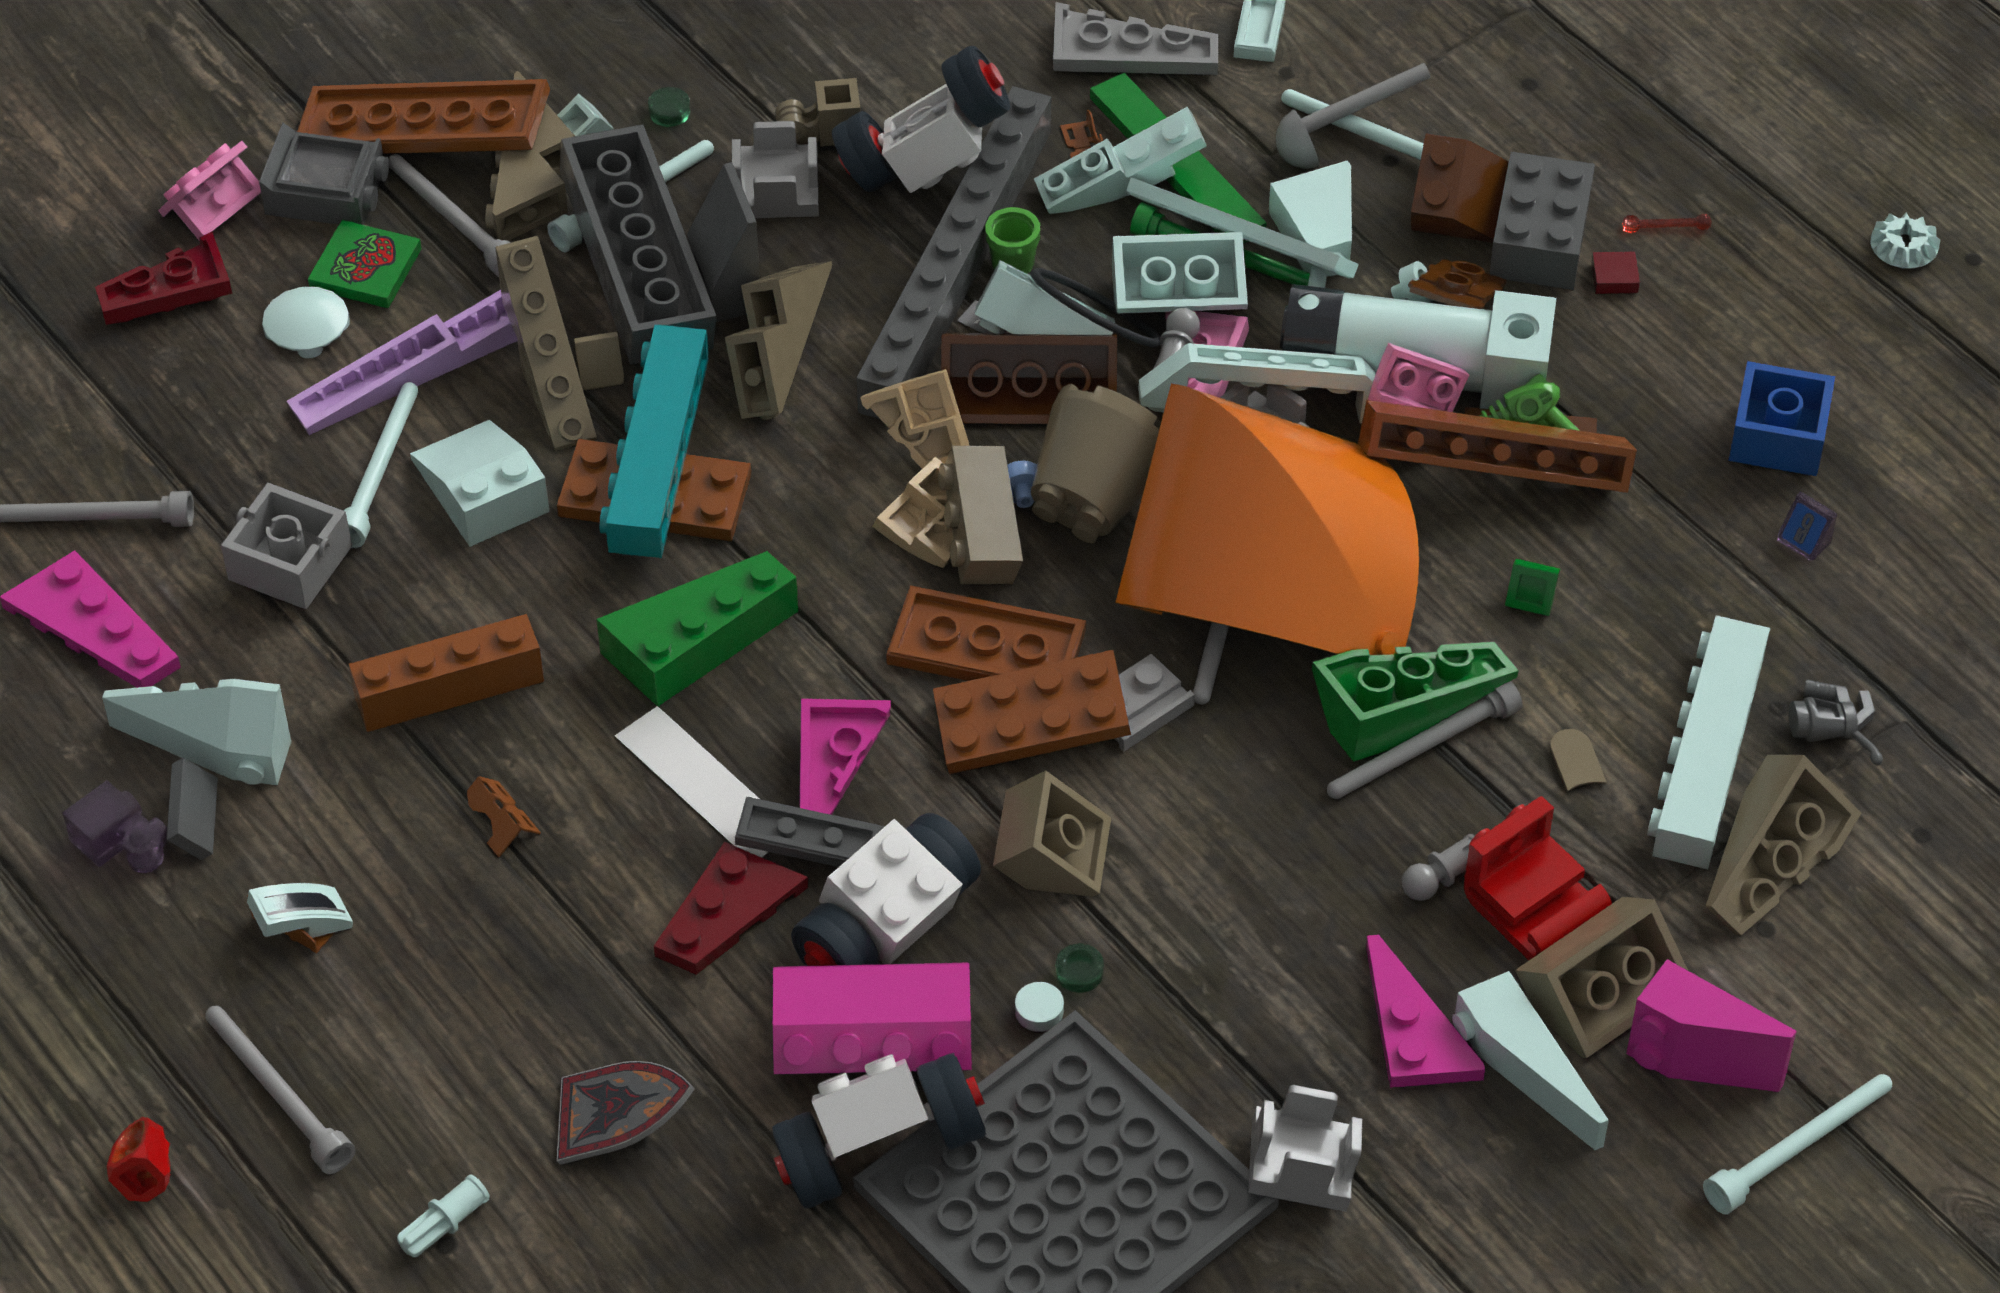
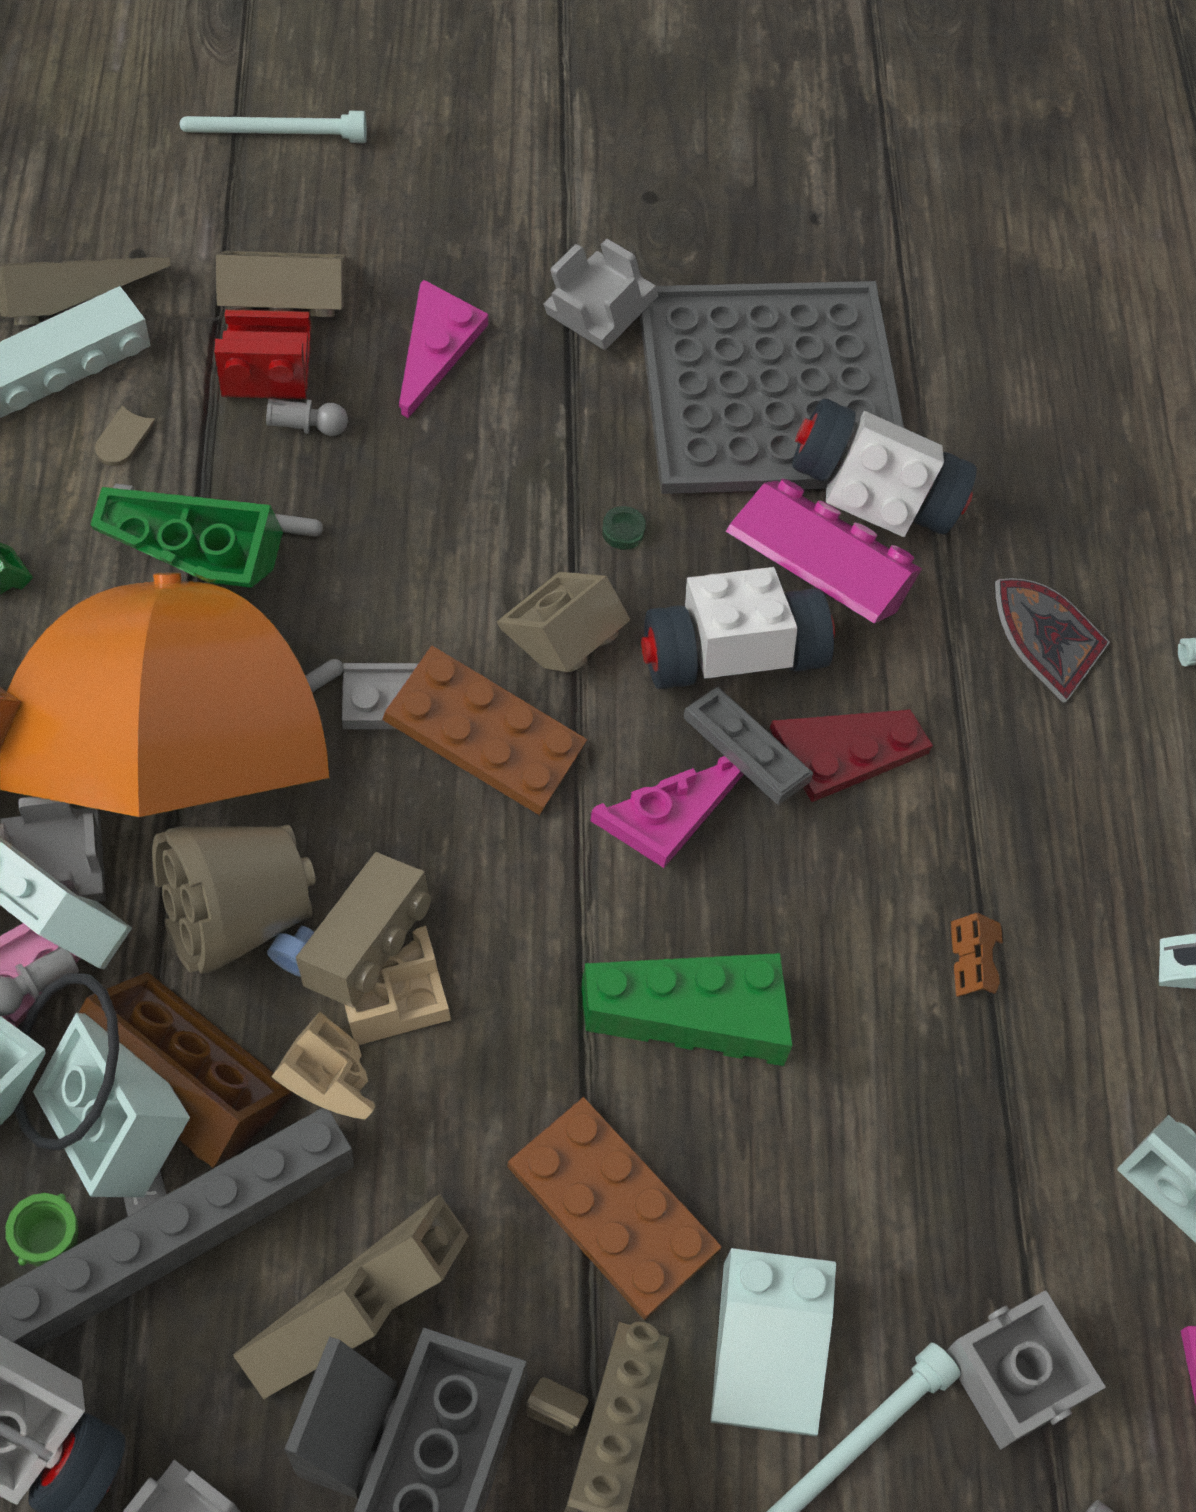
camera: 150 degrees left, 10 degrees up
(446, 672) = (950, 1114): dark orange brick -> none
(655, 442) = (587, 1222): teal brick -> none
(689, 771) = (786, 881): white sticker -> none
(977, 636) = (457, 836): dark orange tile -> none
(1039, 1006) = (677, 518): light aqua tile -> none
(1521, 1048) = (383, 289): light aqua slope -> none
(1707, 1034) = (278, 188): dark pink slope -> none

